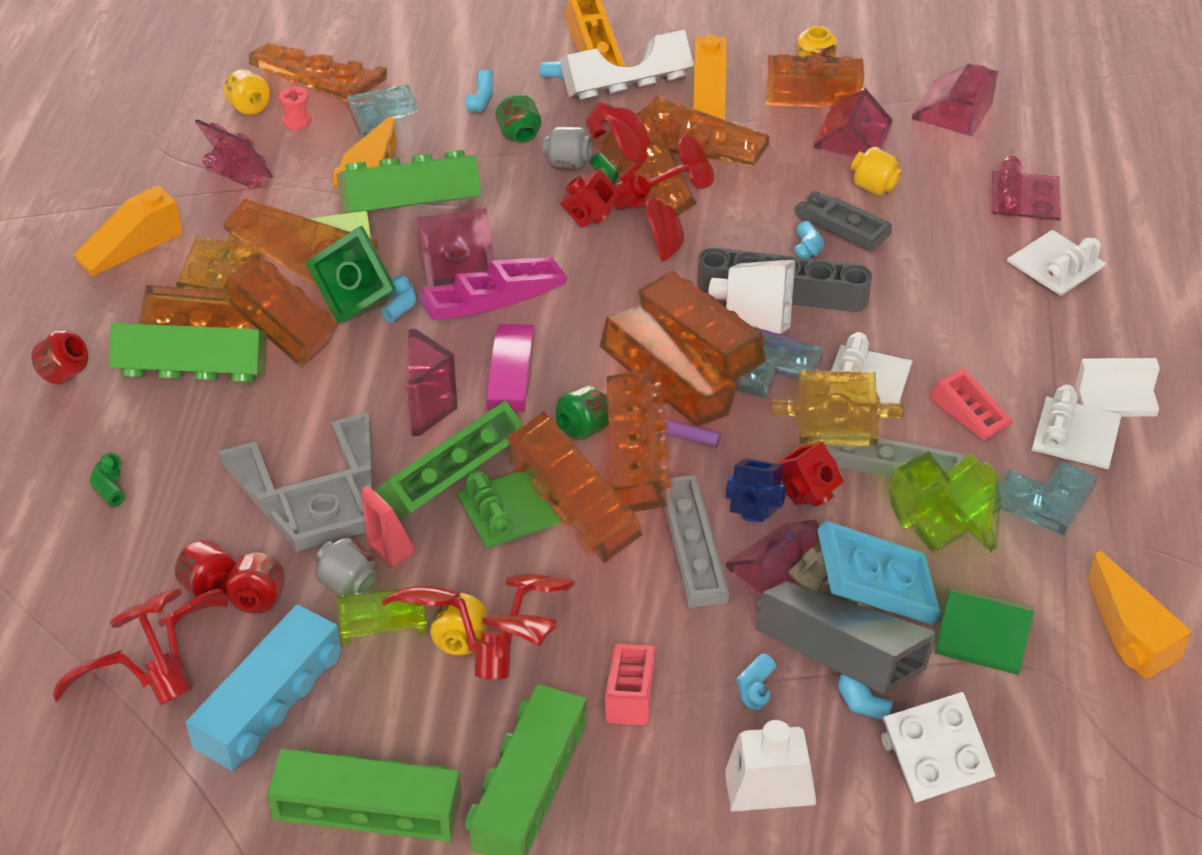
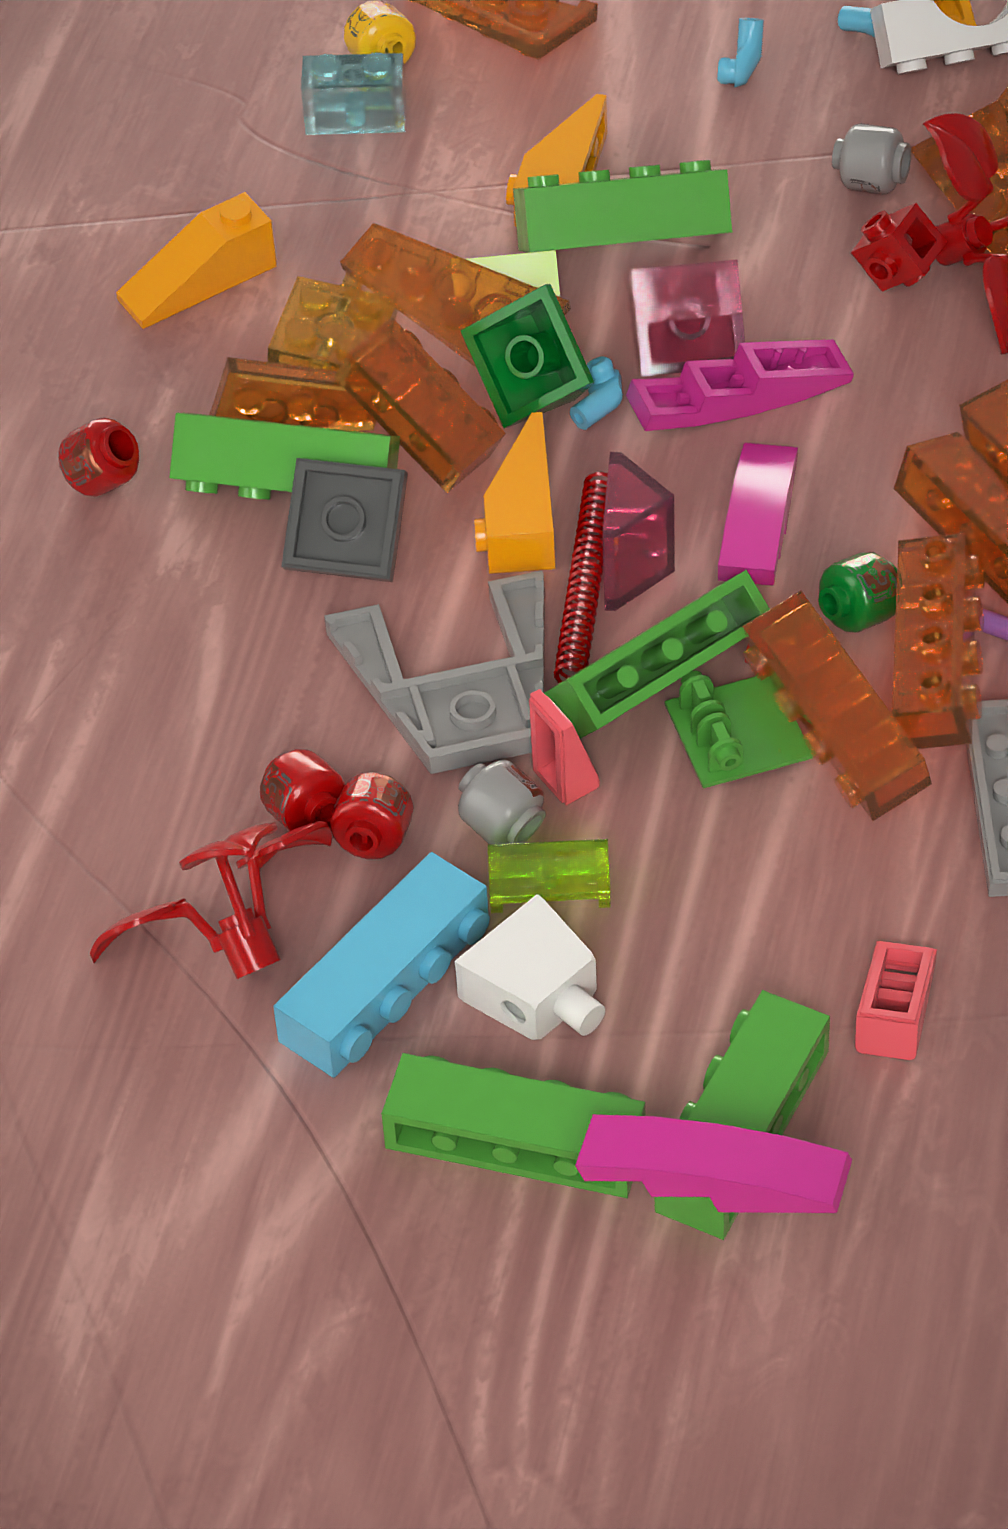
camera: 10 degrees right, 5 degrees up
(105, 477) = (161, 647): green arm -> none
(230, 387) = (344, 519): none -> dark grey tile
(233, 156) = (357, 147): clear pink hinge -> none
(236, 117) = (353, 93): none -> clear light blue brick
(294, 102) = (452, 60): coral bush -> none
(349, 373) = (518, 507): none -> light orange slope
(373, 685) = (532, 974): none -> white torso
(374, 107) = (577, 72): clear light blue plate -> none
(404, 421) = (572, 580): none -> red piece
(448, 626) = (661, 893): yellow head -> none
(494, 646) = (705, 932): red plant -> none
(512, 809) = (729, 1164): none -> dark pink slope
(518, 118) = (798, 102): green head -> none
(595, 119) = (925, 102): red arm -> none
(600, 161) = (926, 194): green arm -> none

